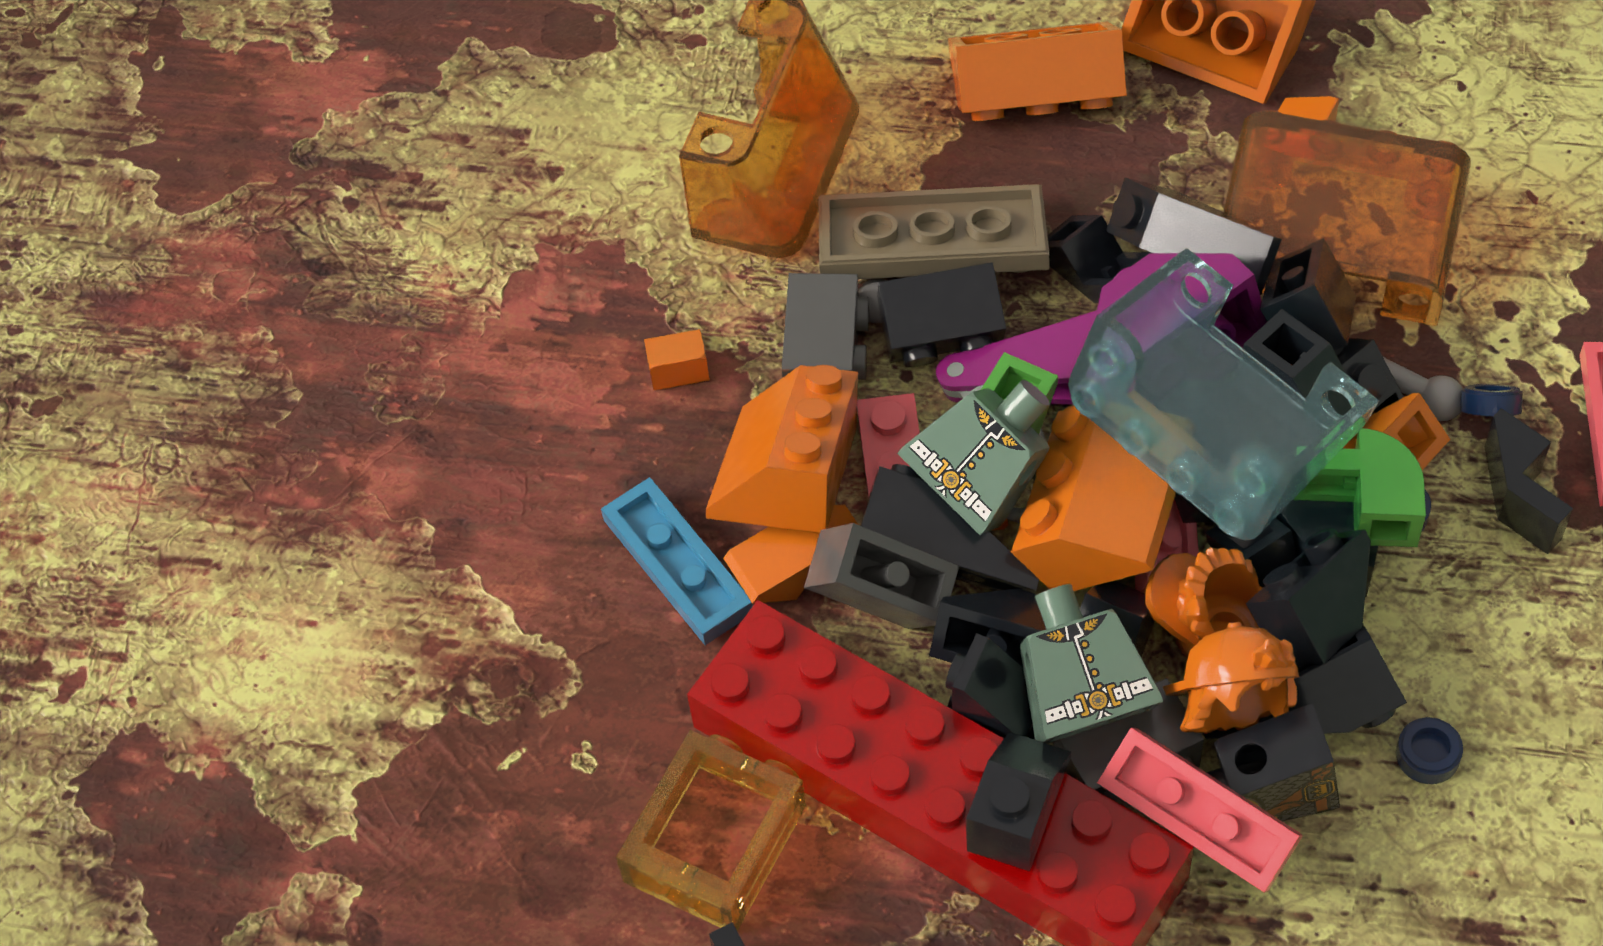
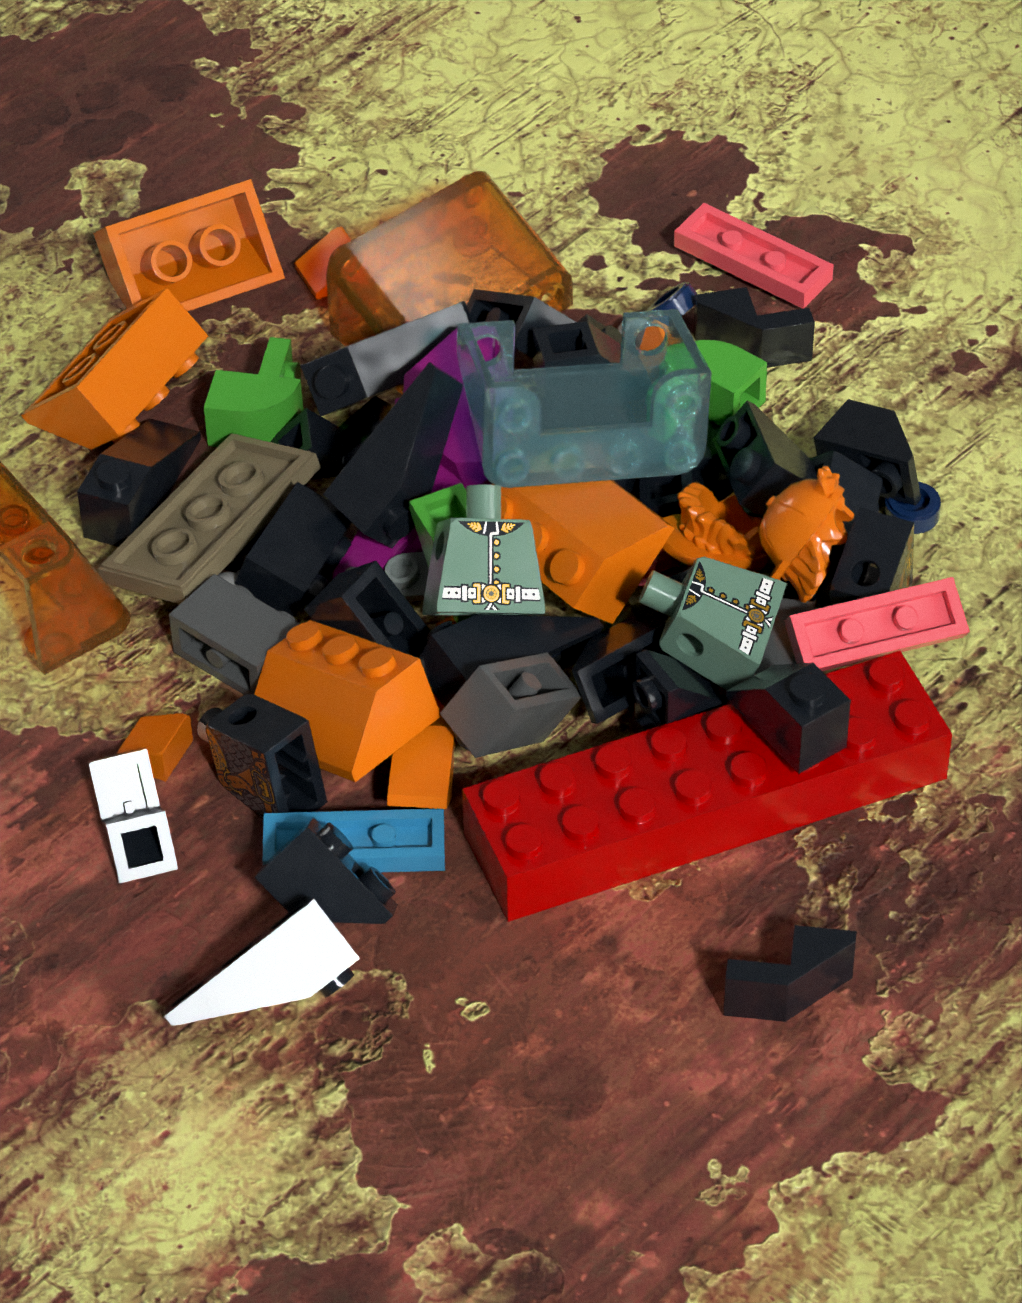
camera: 60 degrees left, 10 degrees down
(491, 590) = (279, 966): none -> slope
(581, 404) = (132, 815): none -> slope
(604, 569) = (320, 867): none -> black slope
(686, 884) = (643, 991): clear yellow window -> none
(695, 413) = (264, 756): none -> black torso
(885, 413) = (370, 607): none -> black slope
(940, 152) = (133, 479): none -> black slope
(1046, 313) = (398, 459): none -> black slope
(1083, 181) = (255, 403): none -> bright green brick
(1446, 670) = (876, 442): none -> black slope

